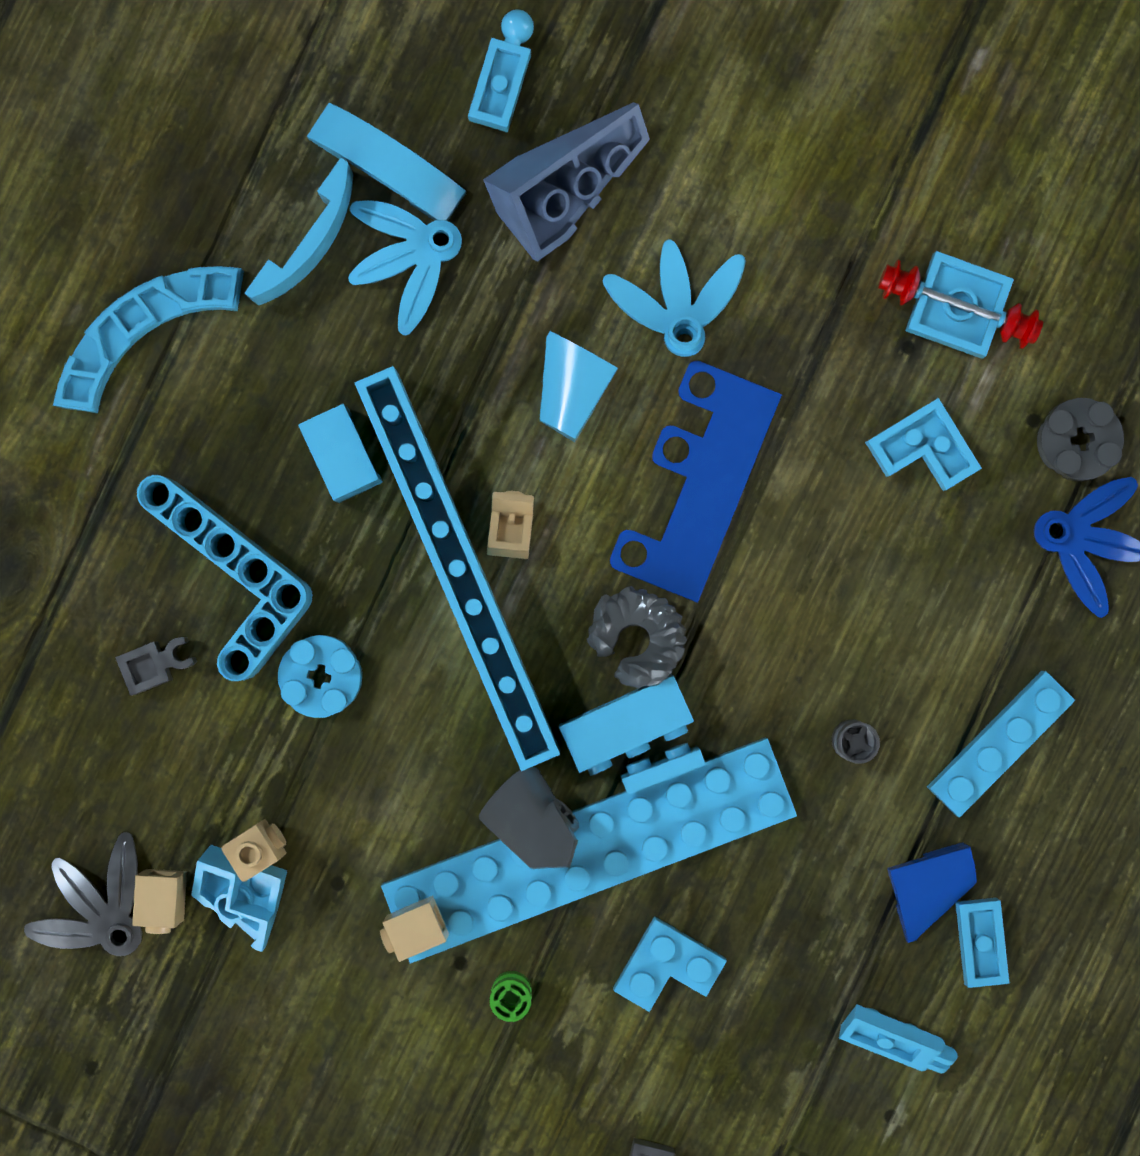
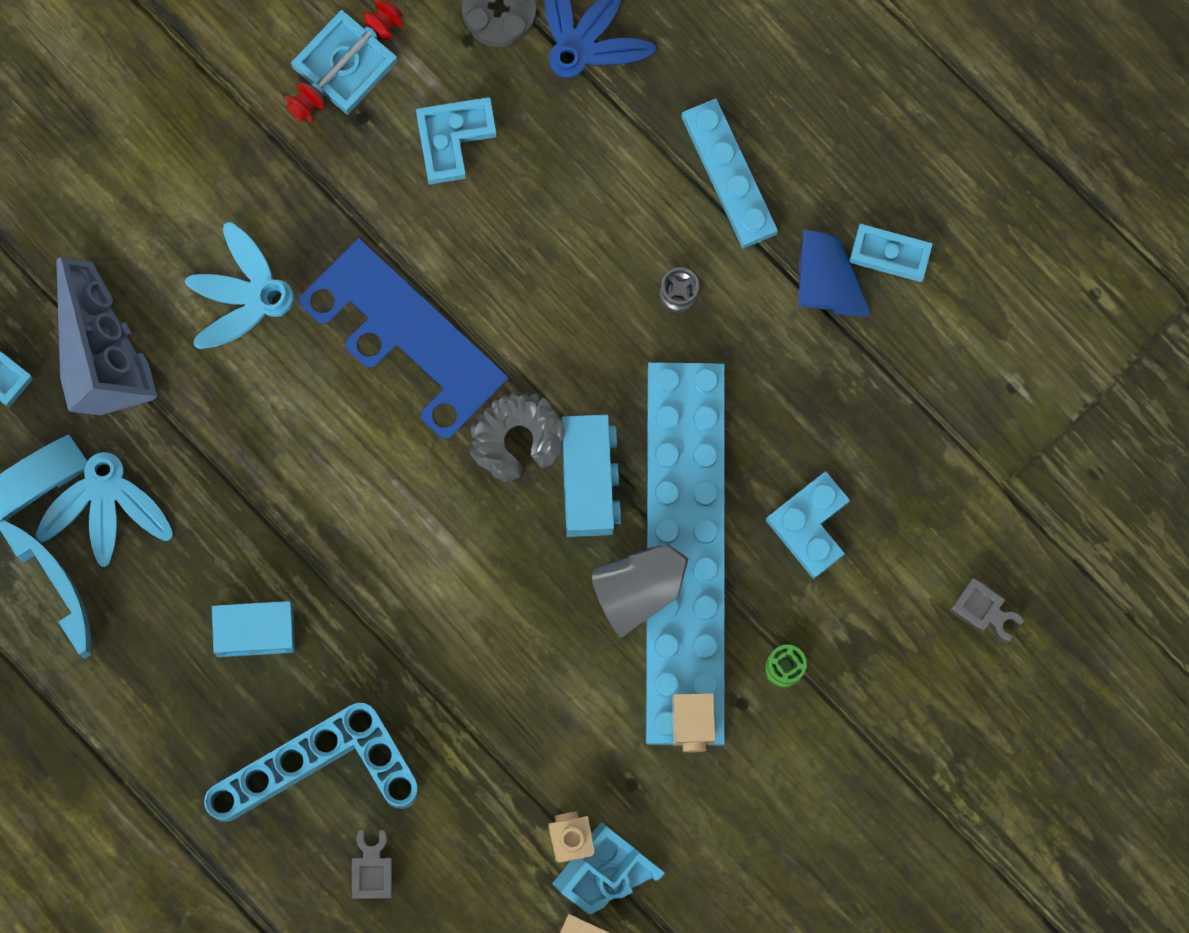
camera: 75 degrees left, 10 degrees down
(132, 318) = (55, 770): medium azure tile -> none
(299, 689) = (446, 748): medium azure plate -> none
(458, 568) = (395, 564): medium azure brick -> none
(510, 524) = (376, 506): tan bracket -> none
(571, 385) = (277, 409): medium azure slope -> none
(678, 761) = (637, 477): medium azure plate -> none
(896, 1040) = (946, 355): medium azure hinge -> none

